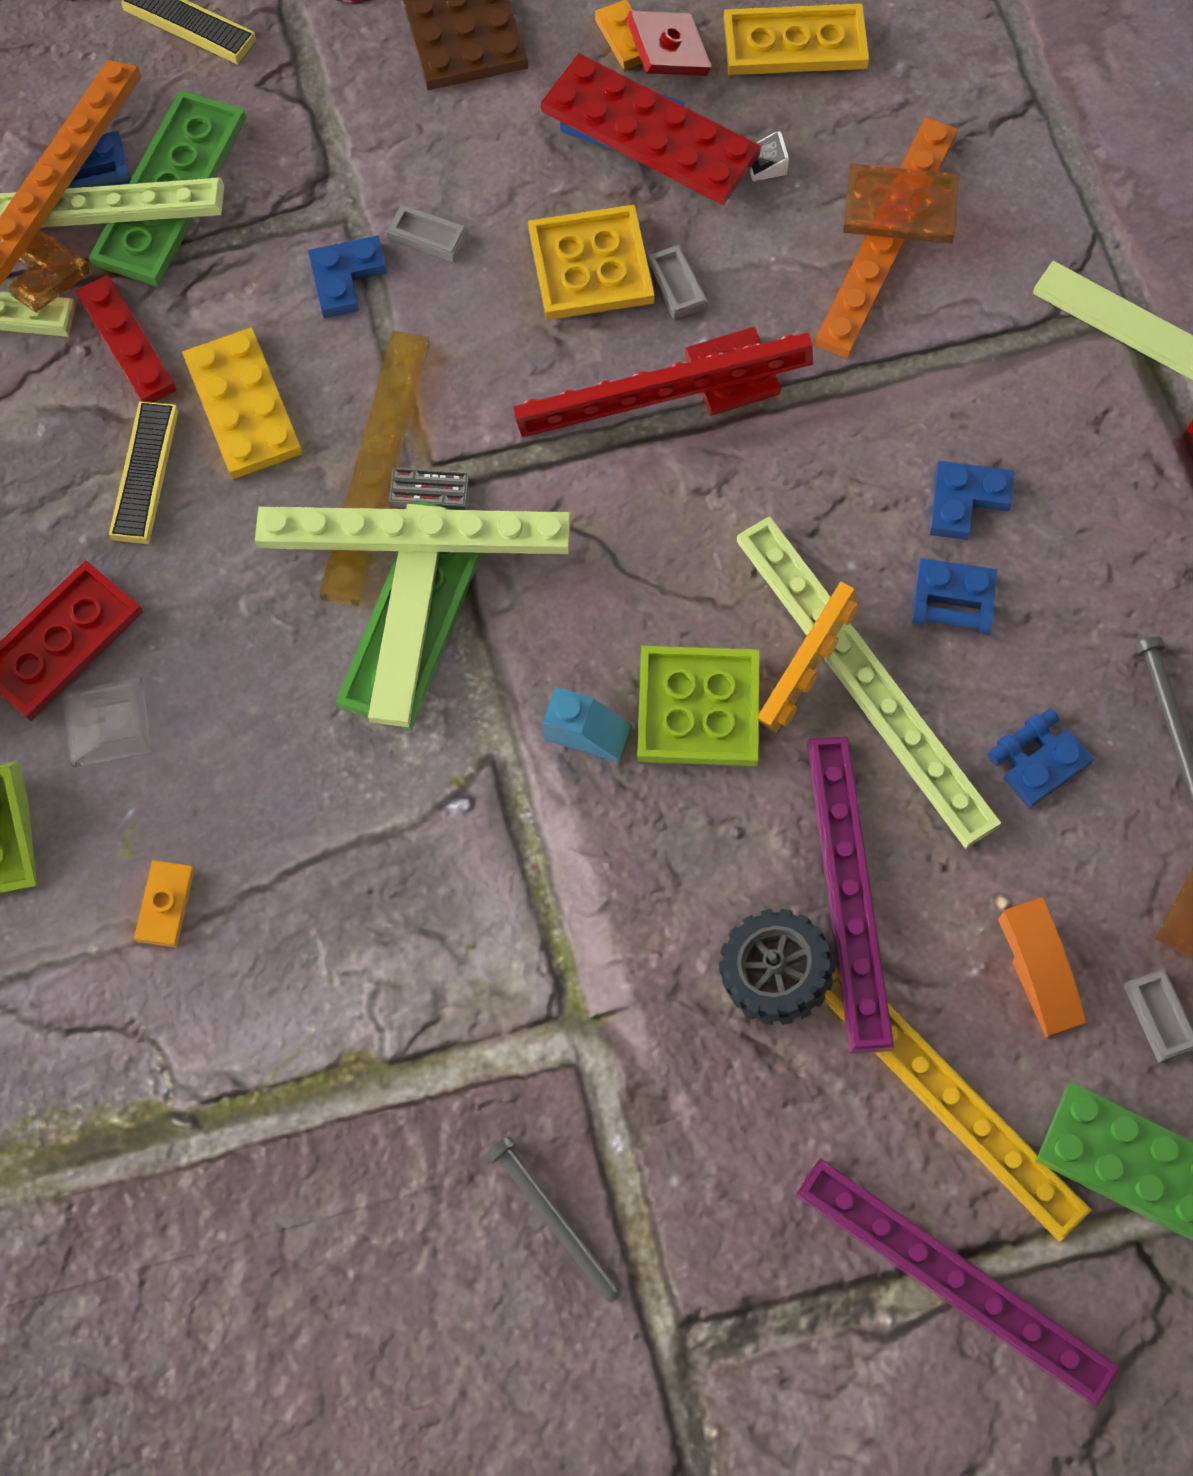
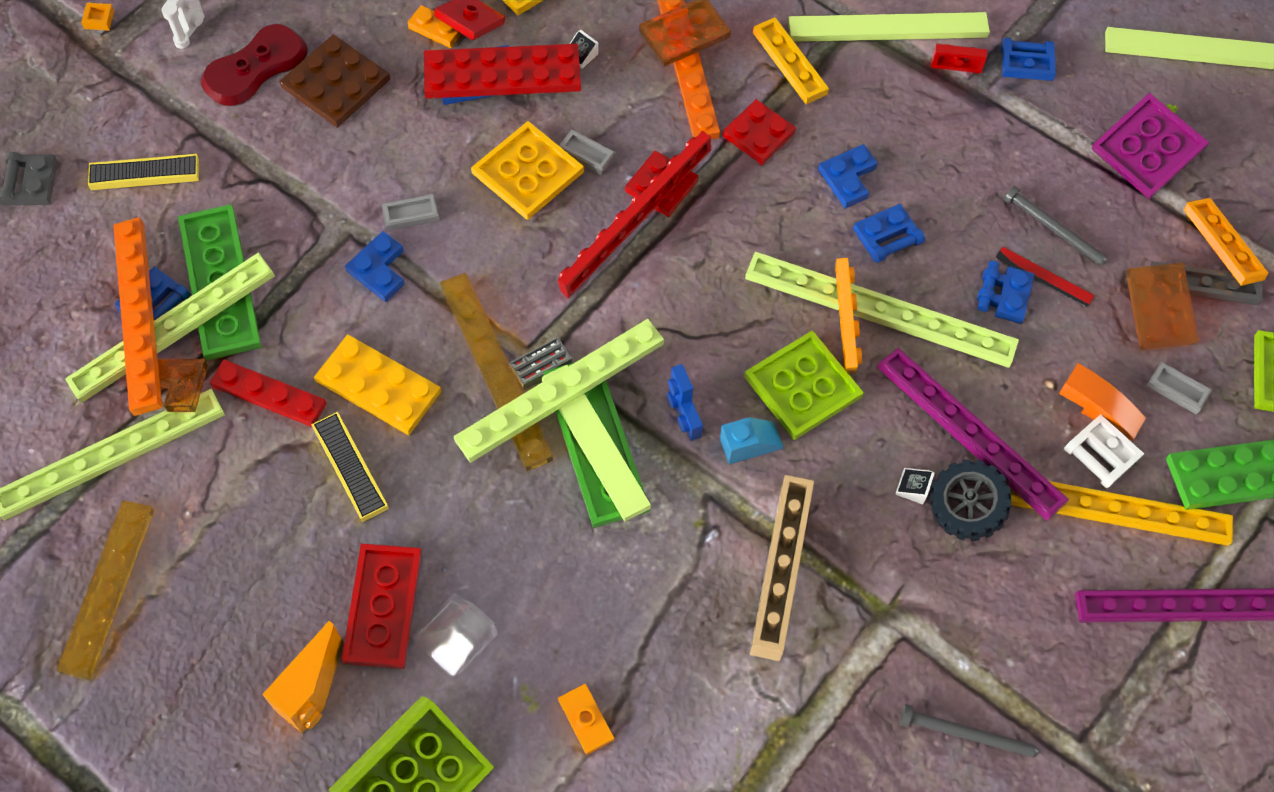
camera: 40 degrees left, 5 degrees down
(495, 889) = (782, 568): none -> tan brick
(544, 617) = (681, 398): none -> blue plate
(732, 905) = (915, 484): none -> slope
(899, 379) = (759, 131): none -> red plate
(1007, 1019) = (1110, 445): none -> white plate
(1009, 316) = (790, 60): none -> yellow plate
(1109, 773) = (1045, 276): none -> red sticker

